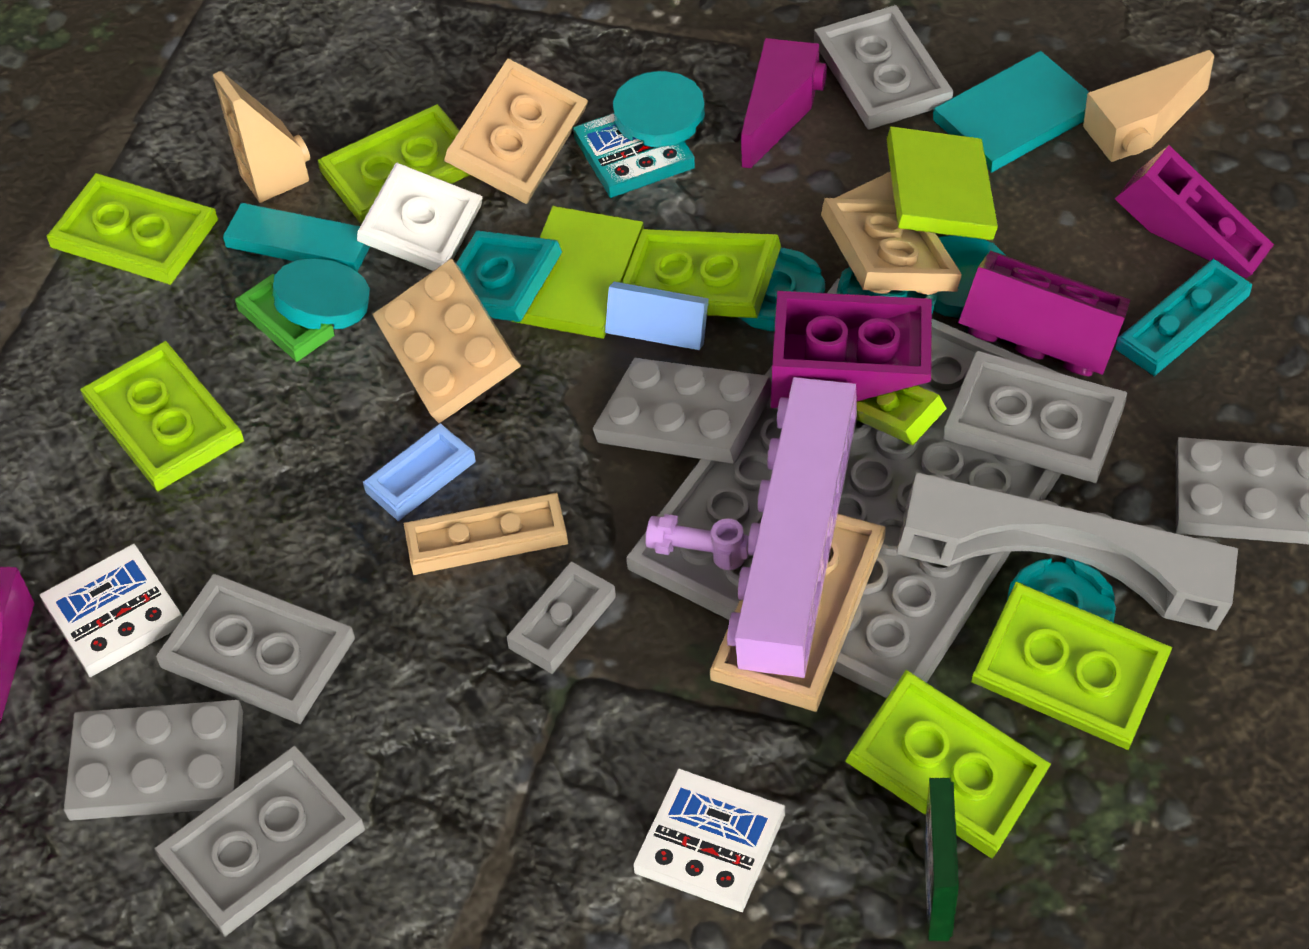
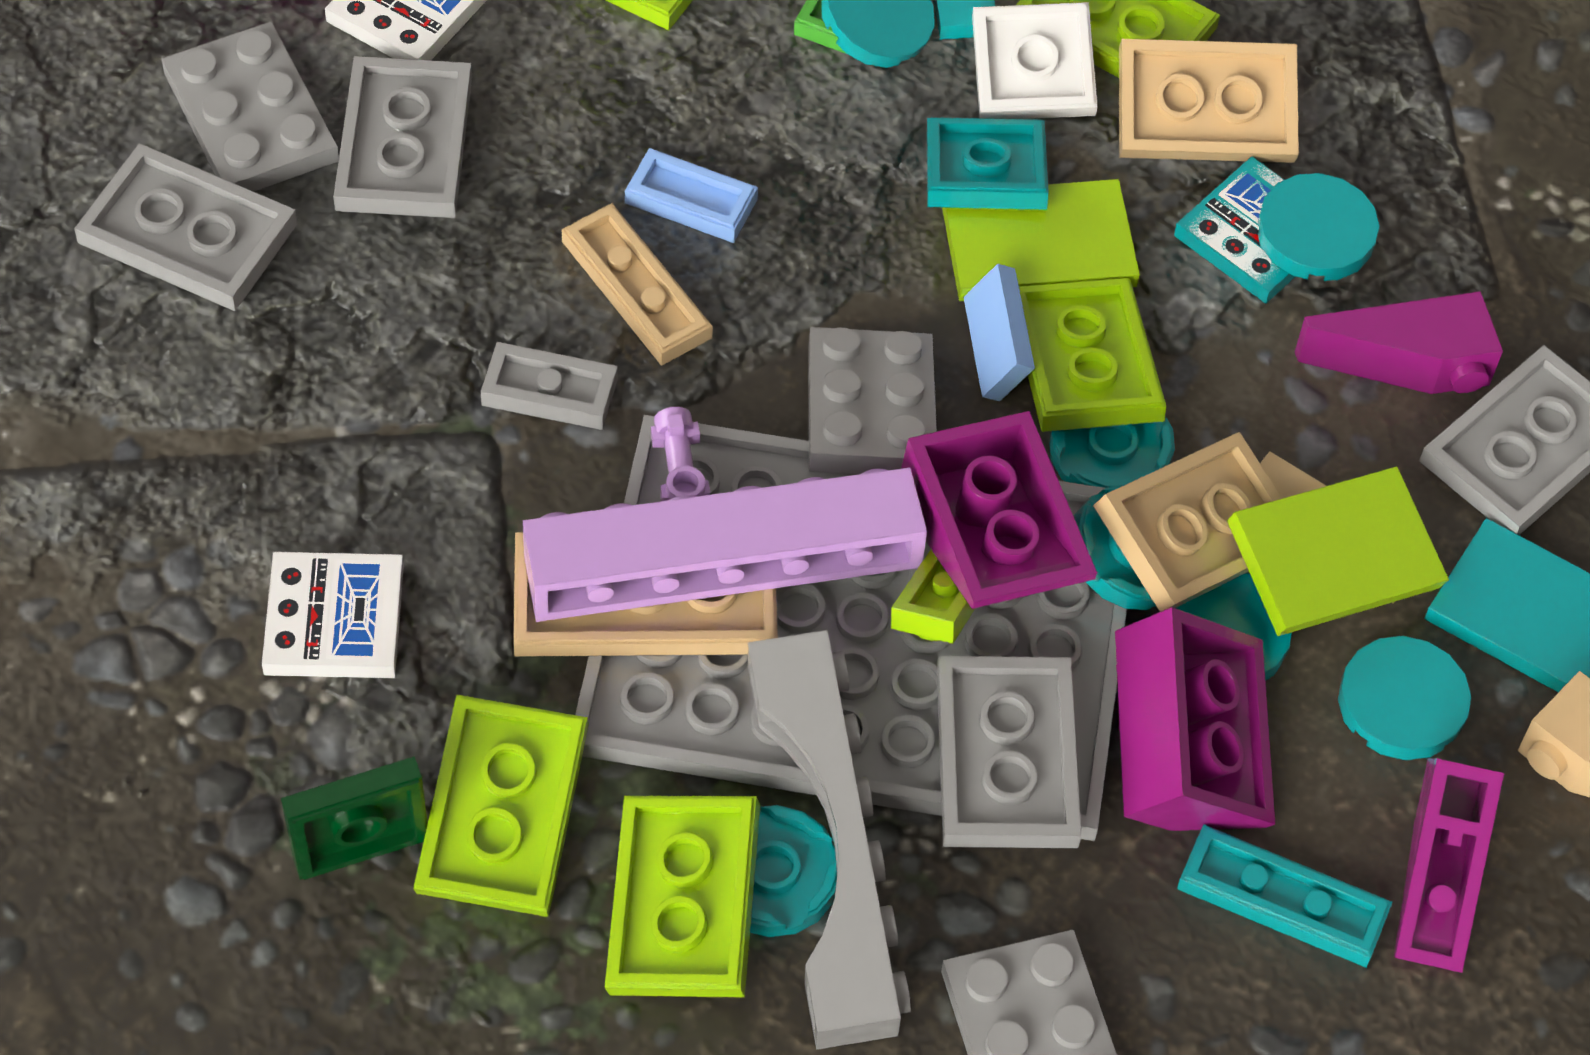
camera: 60 degrees right, 5 degrees up
(445, 341) = (867, 147): tan plate -> none
(1053, 200) = (1404, 697): none -> teal tile

